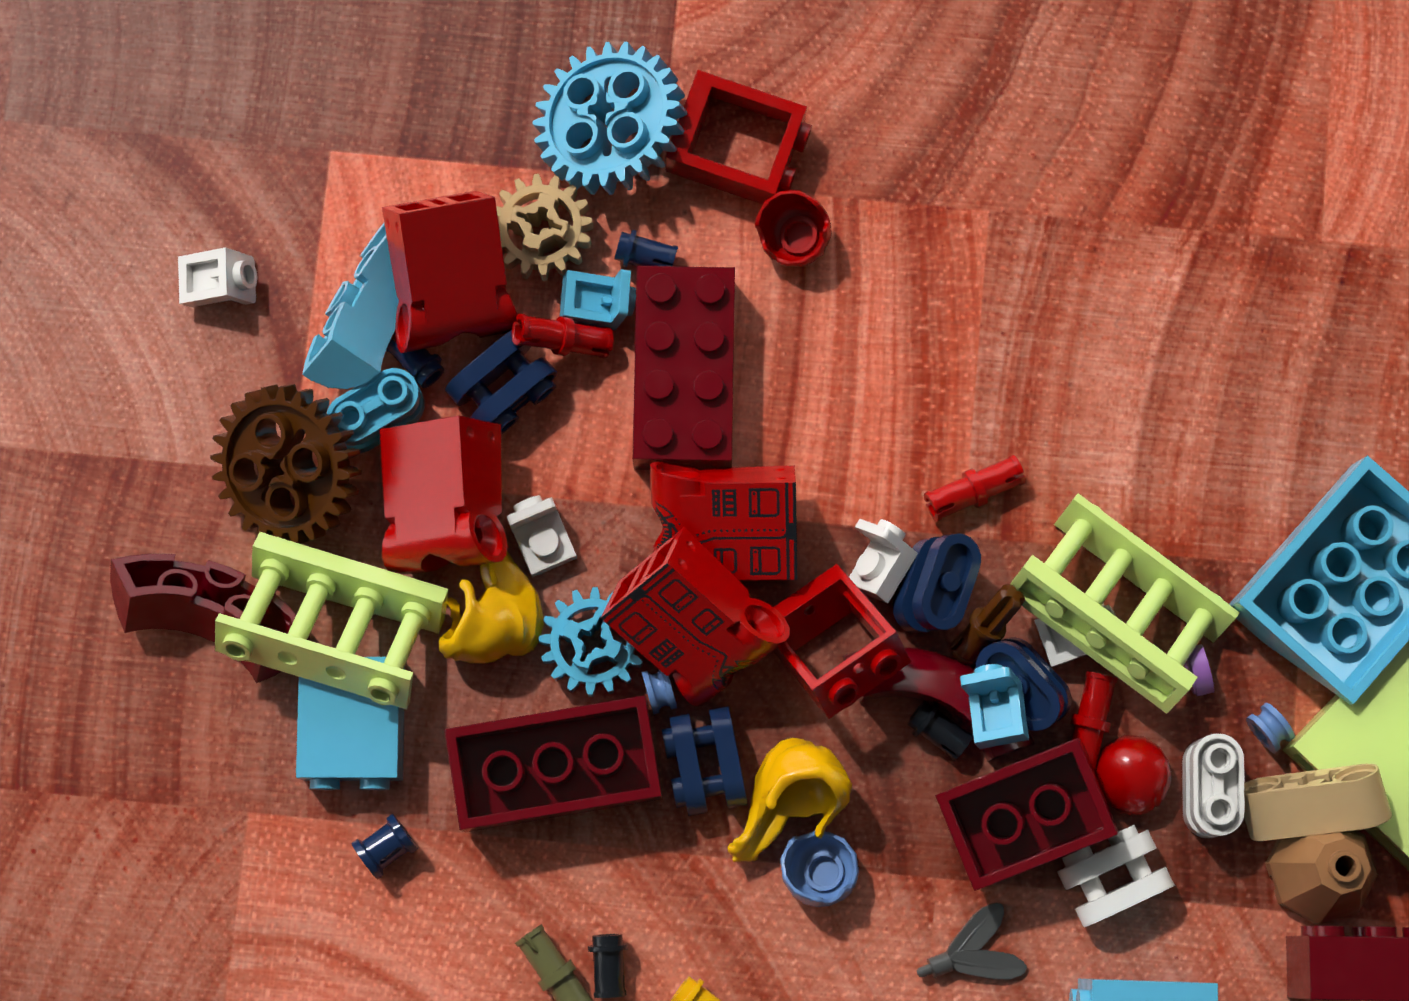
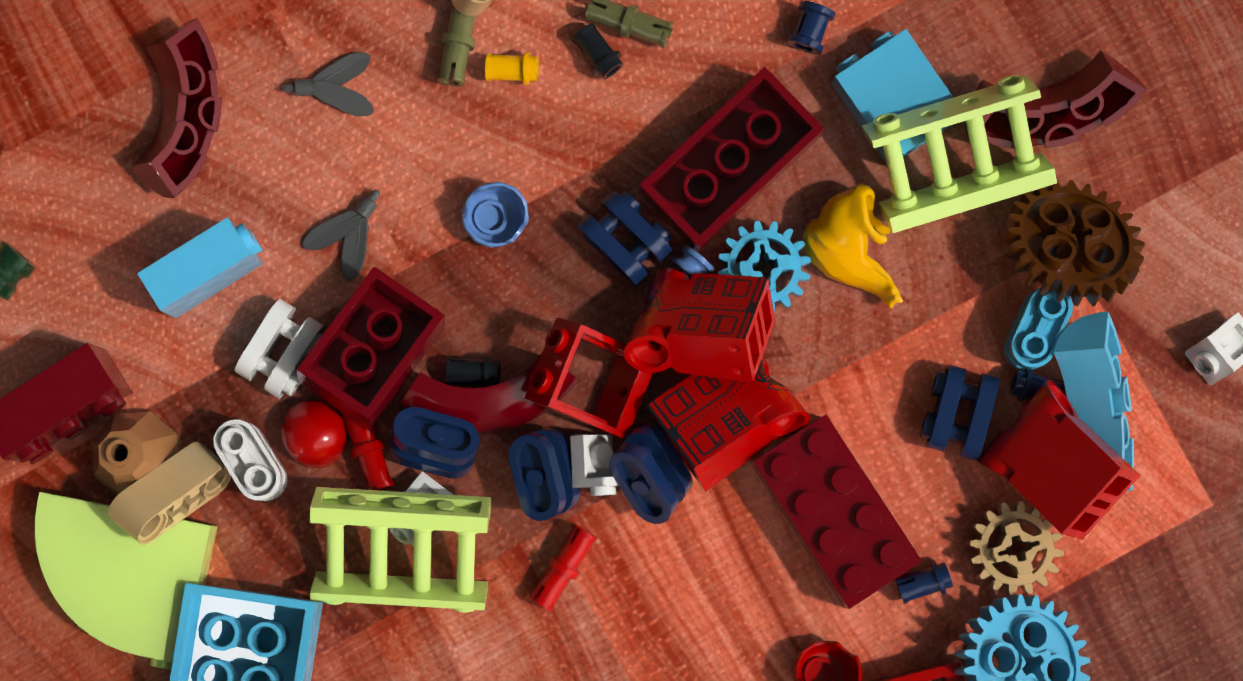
camera: 145 degrees right, 5 degrees up
(442, 494) = (943, 294): red piece -> none
(541, 535) = (854, 320): white bracket -> none
(562, 336) = (941, 474): red pin -> none
(597, 298) = (936, 521): medium azure bracket -> none
(791, 782) = (555, 261): yellow piece -> none
(835, 515) = (650, 473): none -> dark blue brick
(987, 624) = (487, 466): reddish brown axle -> none
(995, 706) = (442, 405): medium azure bracket -> none
(1199, 666) = (312, 538): medium lavender tile -> none
(1270, 727) = (235, 532): medium blue bush -> none

